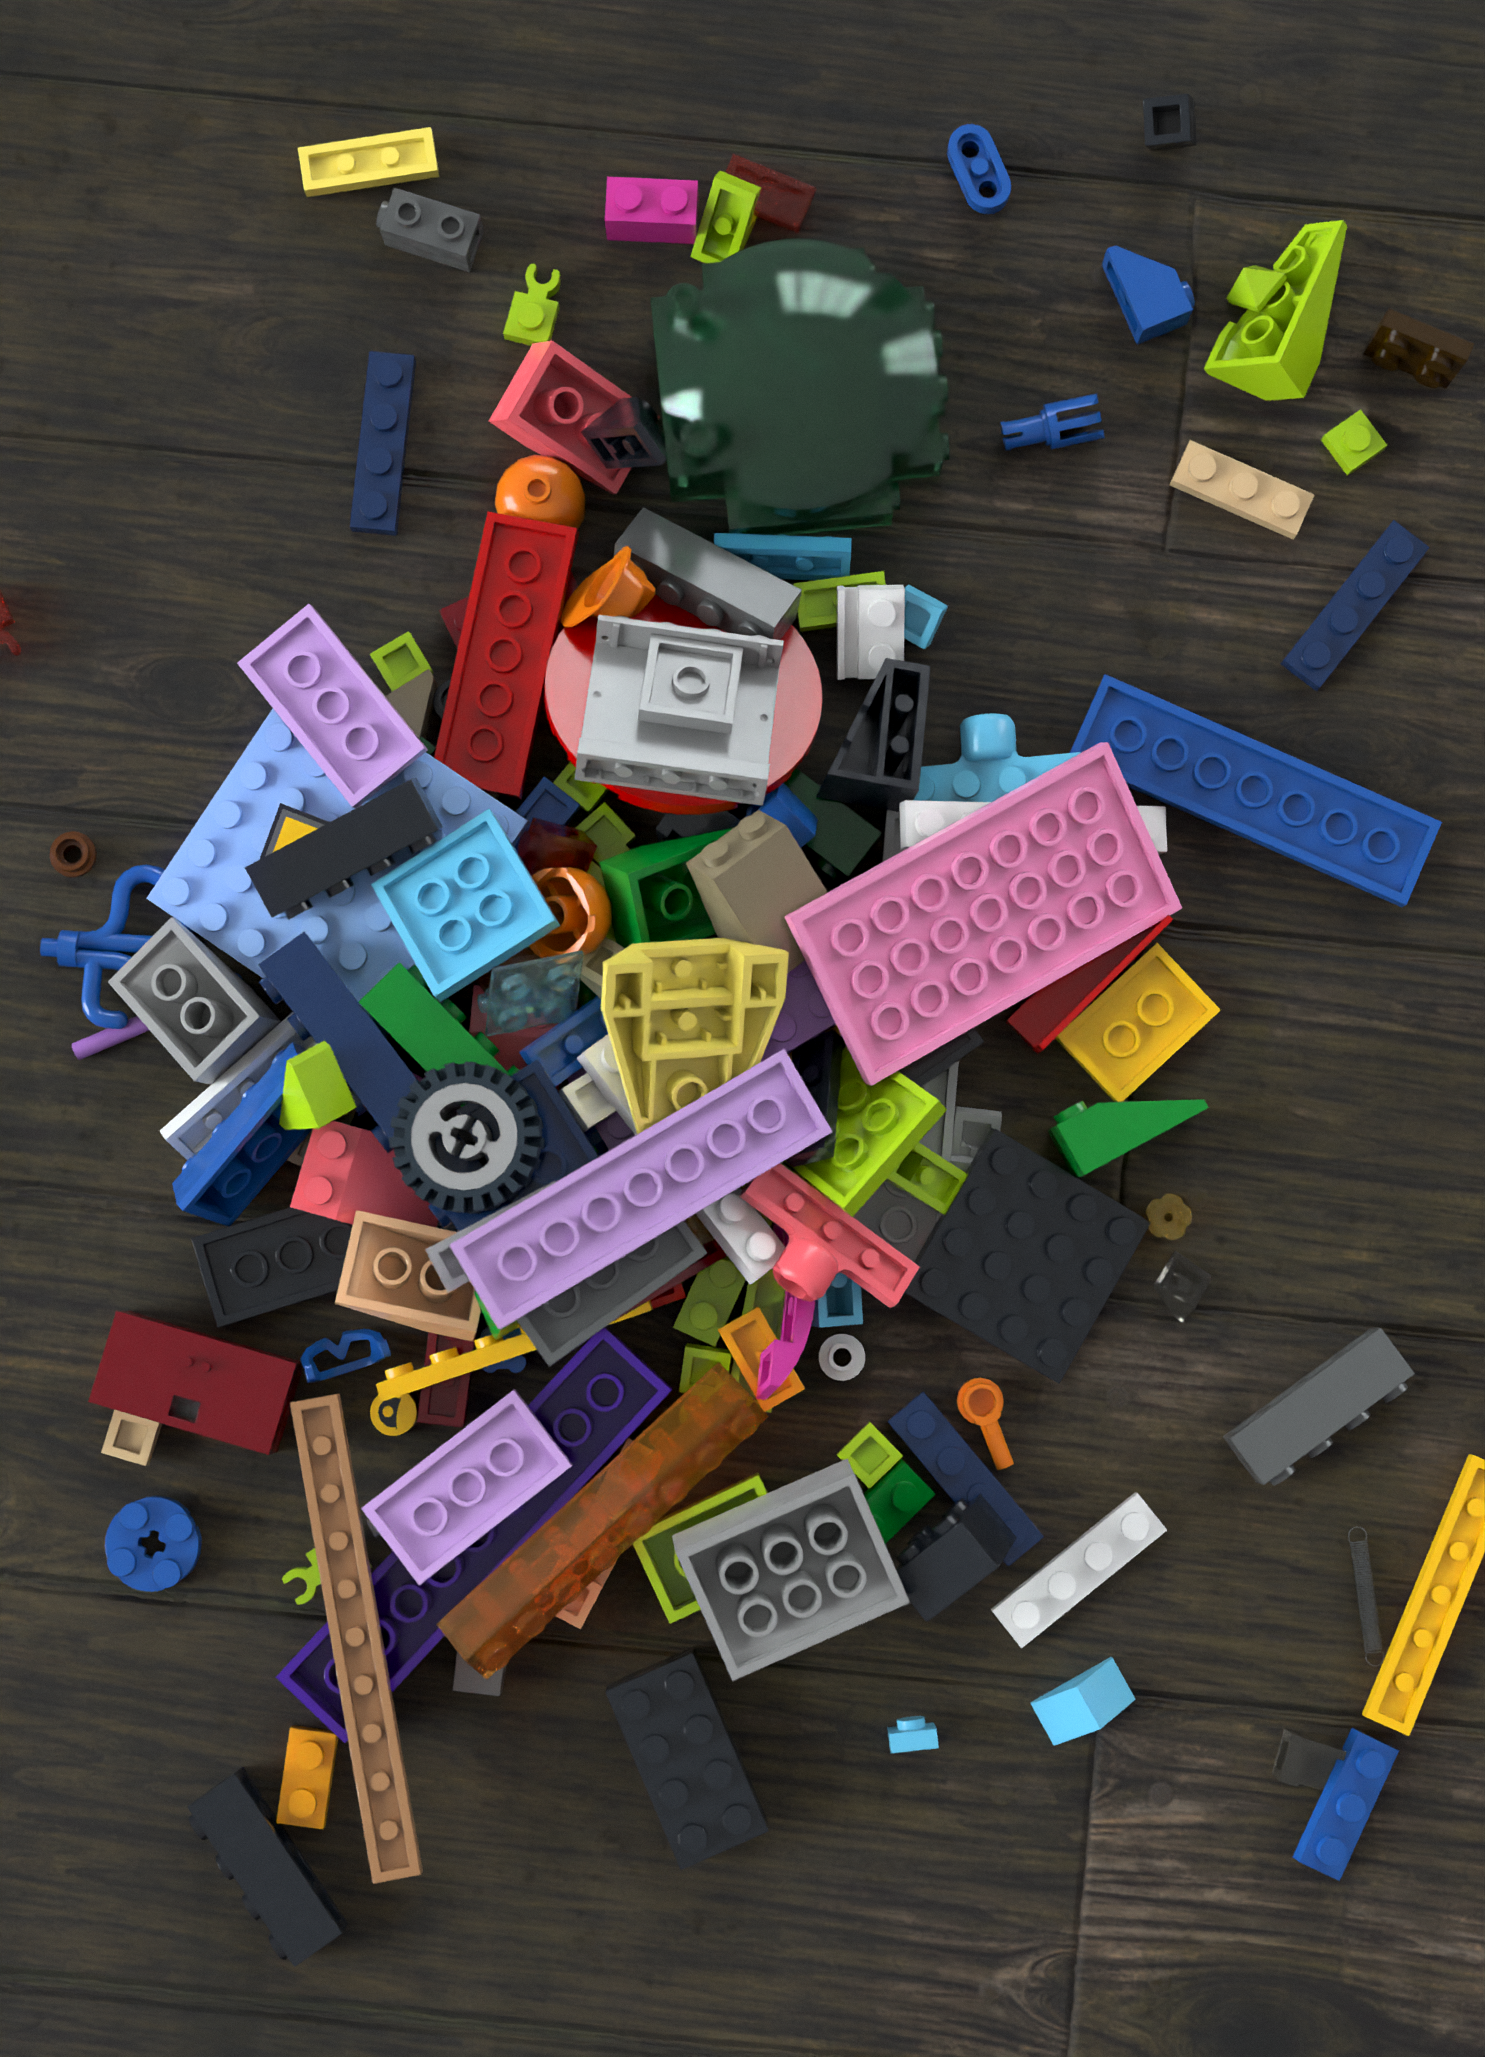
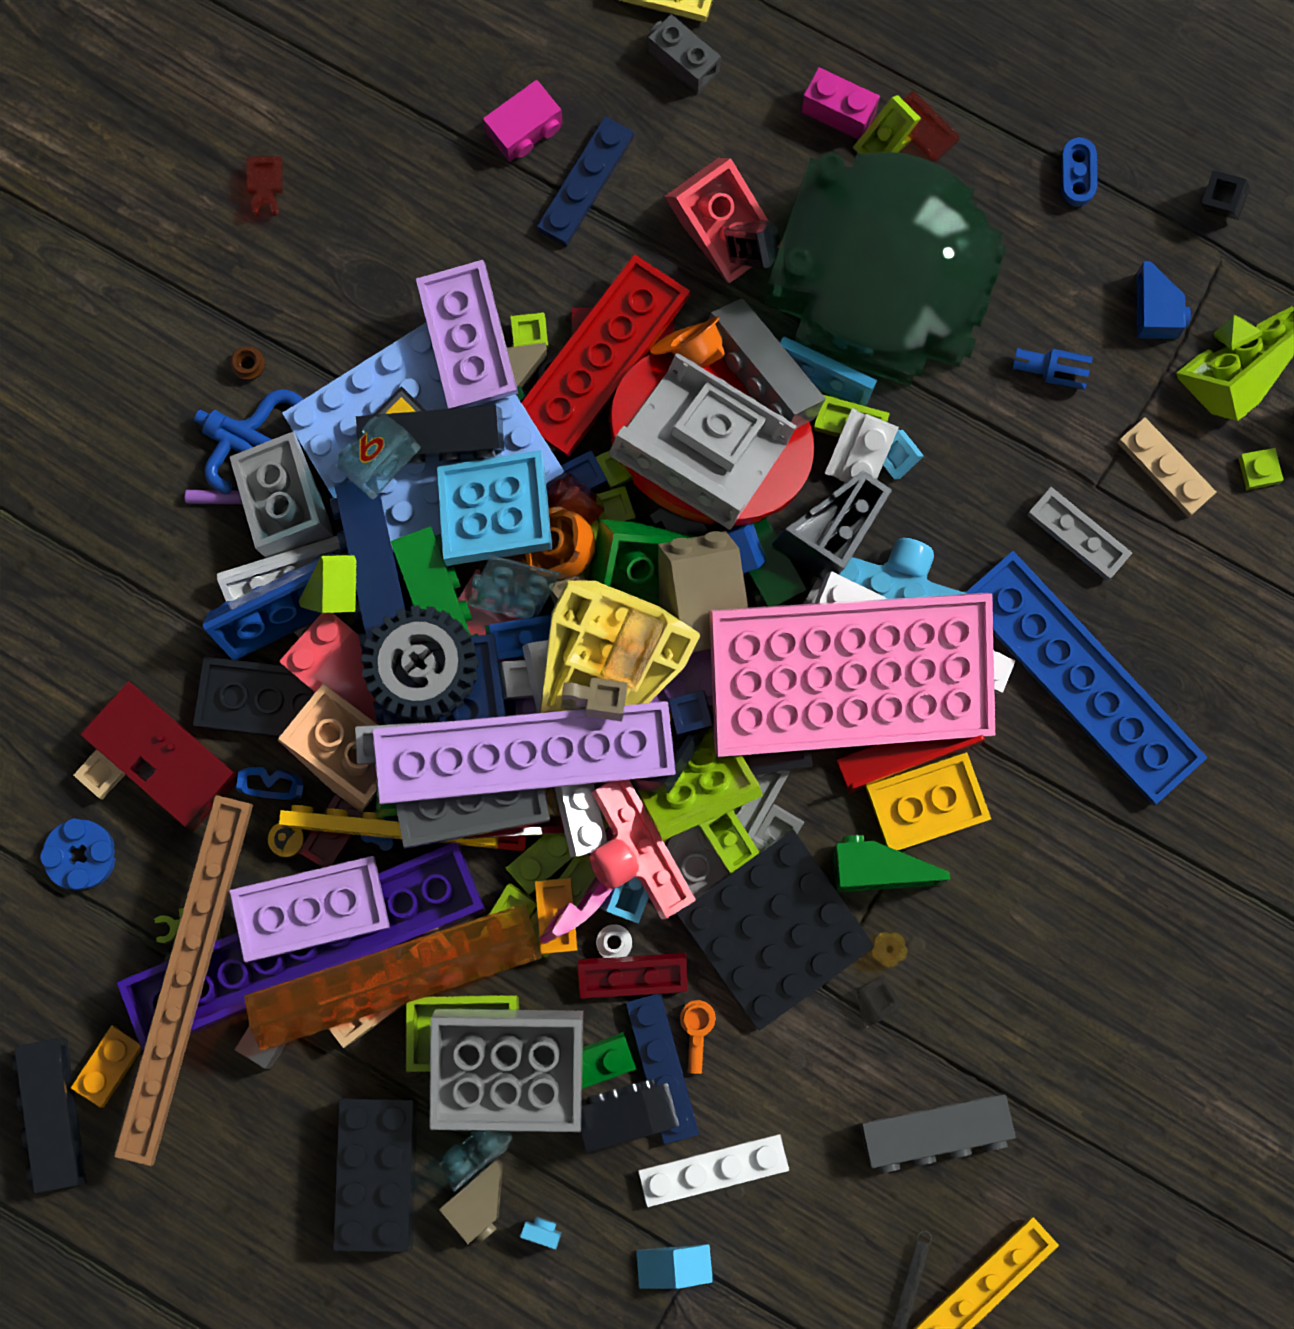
camera: 25 degrees right, 5 degrees down
(272, 402) = (523, 121): none -> dark pink brick
(294, 906) = (377, 455): none -> clear light blue slope
(533, 314) = (729, 139): lime plate -> none
(541, 491) = (679, 257): orange cylinder -> none
(707, 1082) = (602, 699): none -> dark tan plate
(715, 1006) = (632, 648): none -> clear yellow plate
(790, 1686) = (463, 1161): none -> clear light blue hinge
(814, 1046) = (691, 712): none -> dark blue plate
(821, 1738) = (477, 1205): none -> dark tan slope
(869, 1454) = (602, 1020): lime plate -> none
(882, 1386) = (632, 975): none -> dark red plate
(1174, 618) = (1079, 534): none -> light grey plate
(1355, 605) = (1212, 581): dark blue plate -> none

